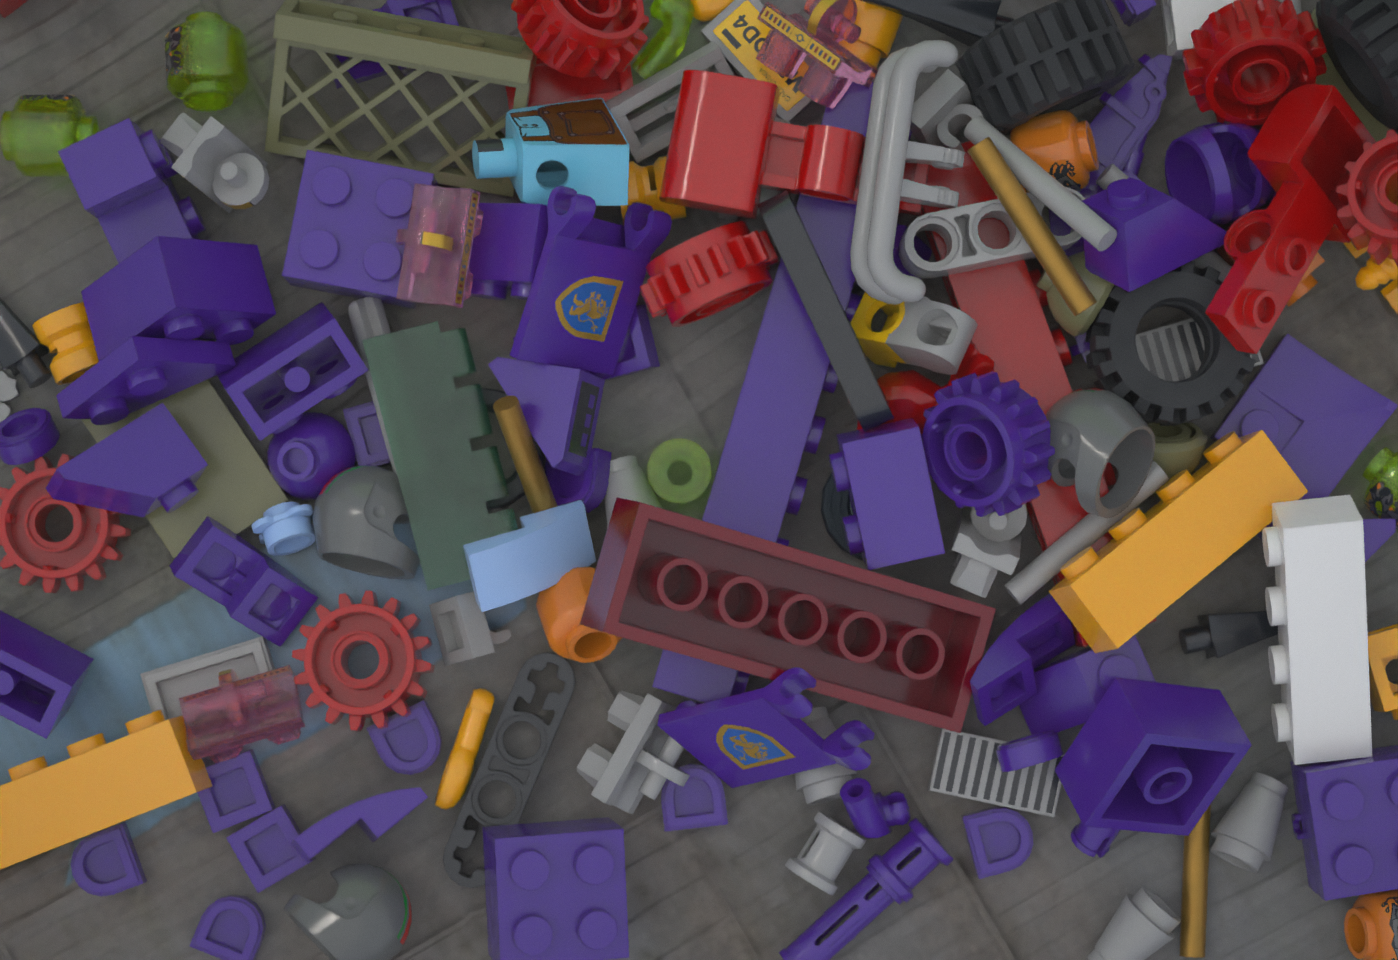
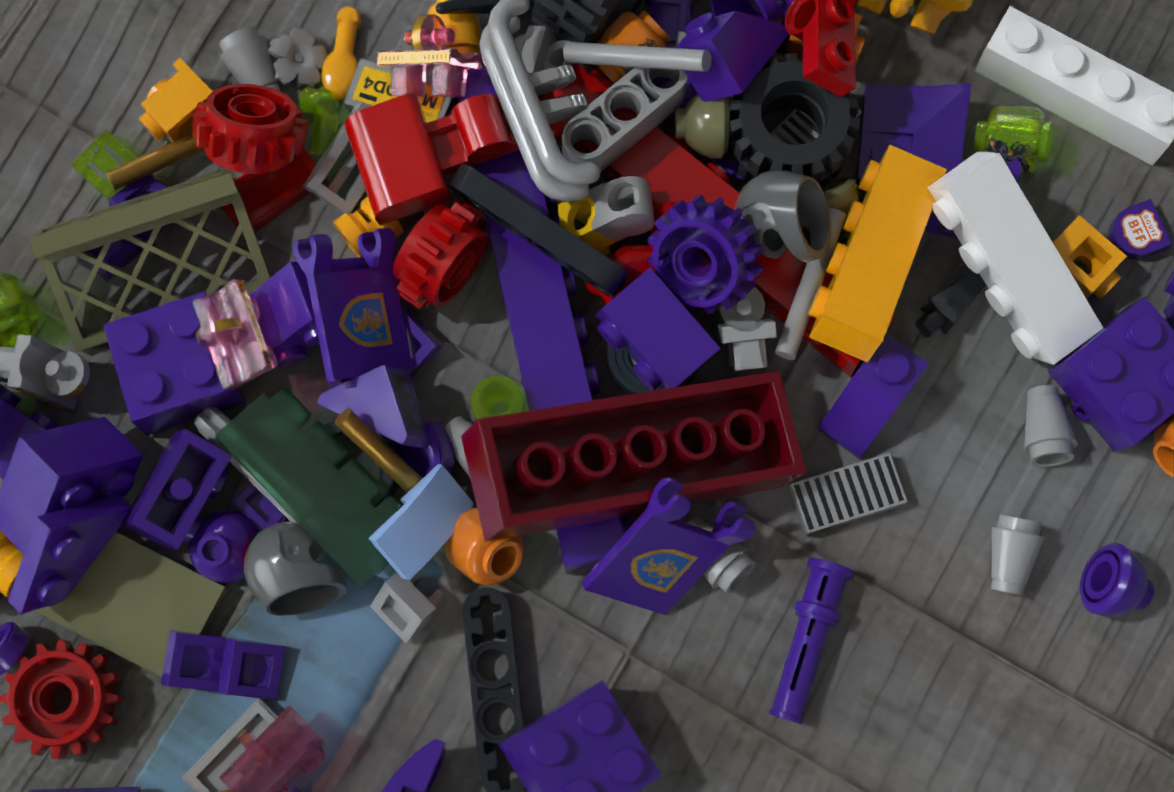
camera: 30 degrees left, 10 degrees down
(134, 468) = (92, 622): dark purple slope -> none
(286, 528) = (233, 607): light blue plate -> none
(328, 655) = (322, 651): red gear -> none
(409, 742) = (408, 713): dark purple tile -> none
(465, 749) = (454, 697): light orange piece -> none
(559, 146) = (275, 226): medium azure torso -> none
(641, 759) = (587, 627): light grey hips -> none
(697, 803) = (641, 638): dark purple tile -> none
(825, 853) = (760, 620): light grey bush -> none
(870, 811) = (774, 572): dark purple arm -> none
(997, 840) = (876, 542): dark purple tile -> none
(1006, 671) = (812, 407): dark purple slope -> none
(1029, 751) = (862, 460): dark purple tile -> none
(1032, 226) = (648, 87): pearl gold bar -> none
(1149, 761) = (951, 416): dark purple brick -> none
(1195, 889) = (1024, 477): pearl gold bar -> none

